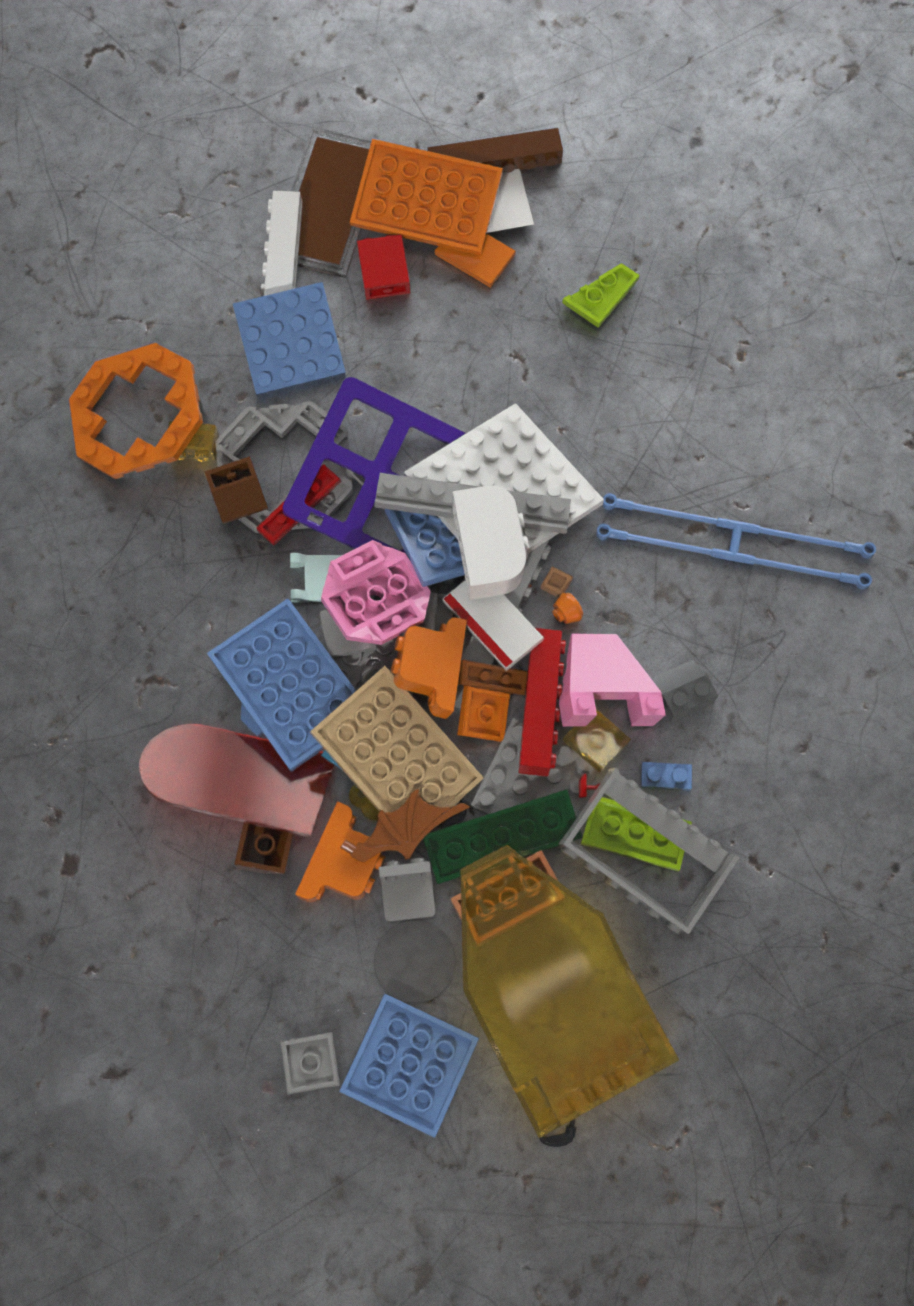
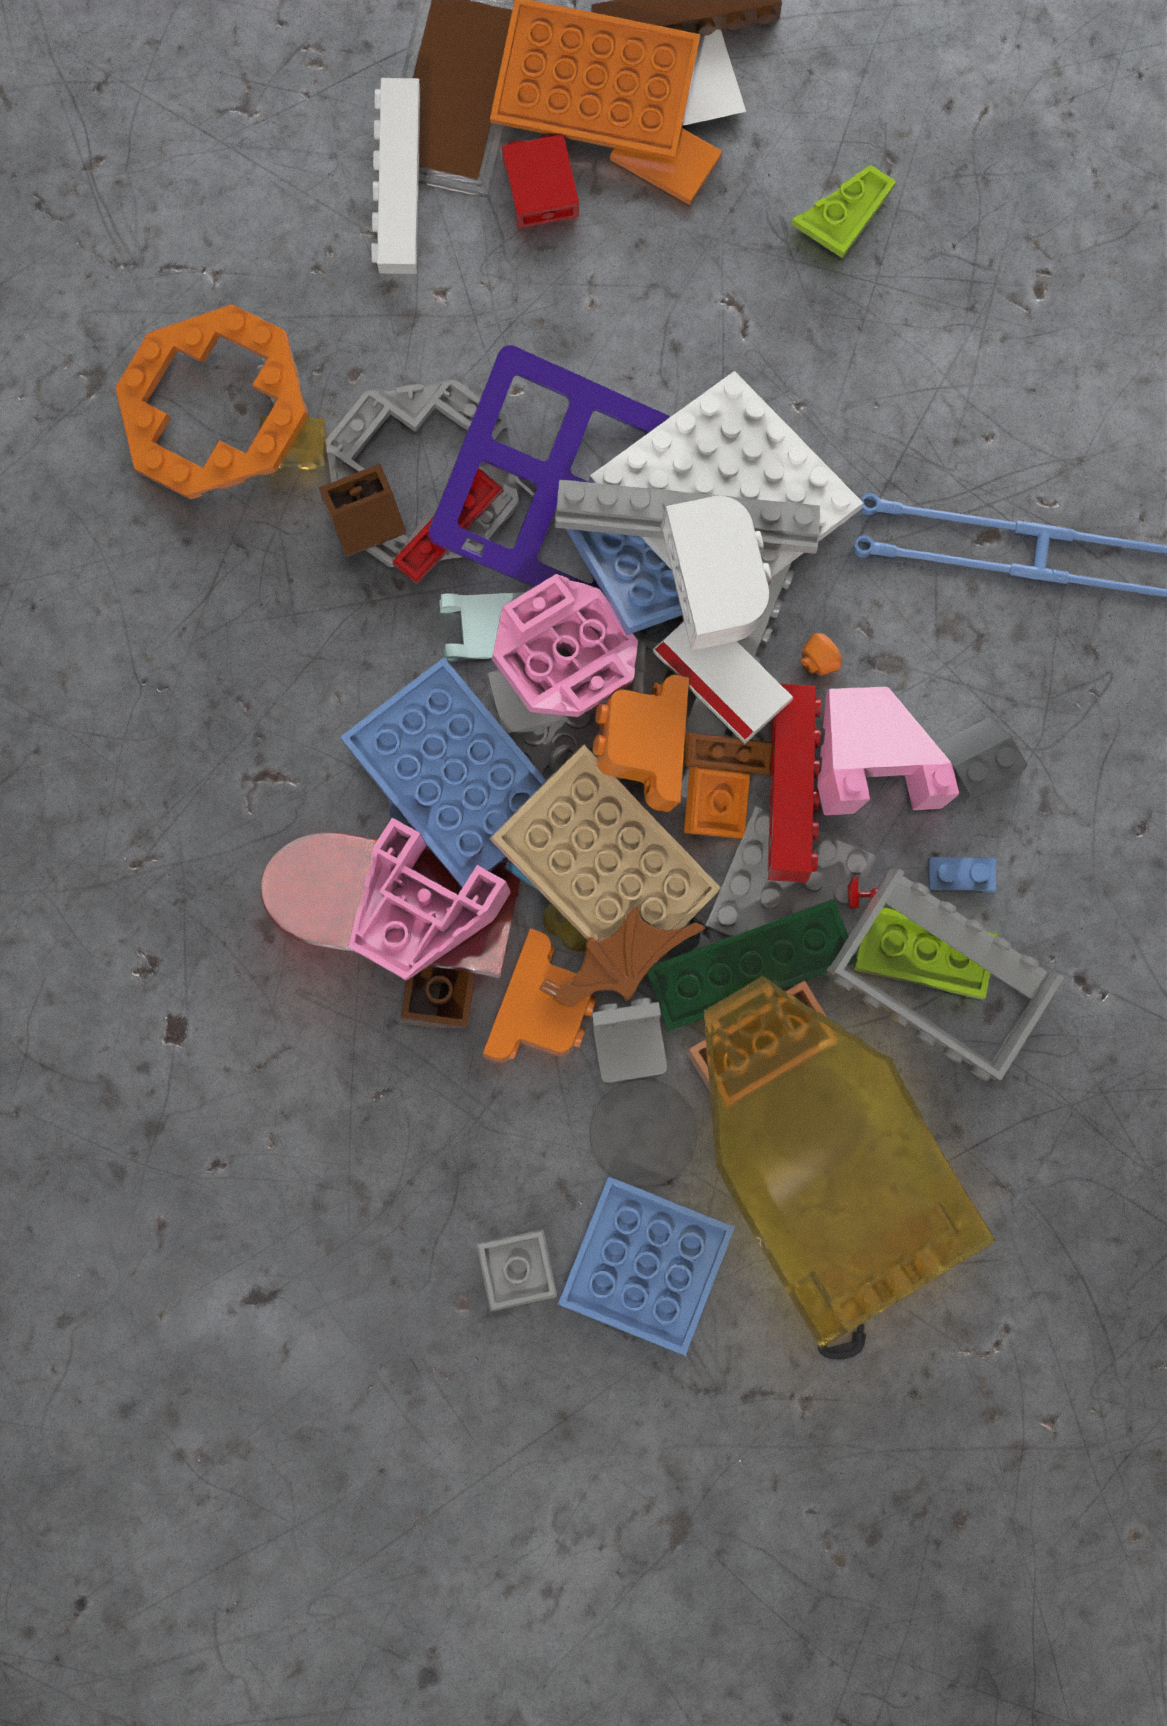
camera: 10 degrees left, 5 degrees up
(247, 789) = (411, 919): none -> bright pink wedge
(289, 338) = (417, 290): medium blue plate -> none
(556, 582) = (803, 618): medium nougat tile -> none
(597, 742) = (869, 833): clear yellow tile -> none

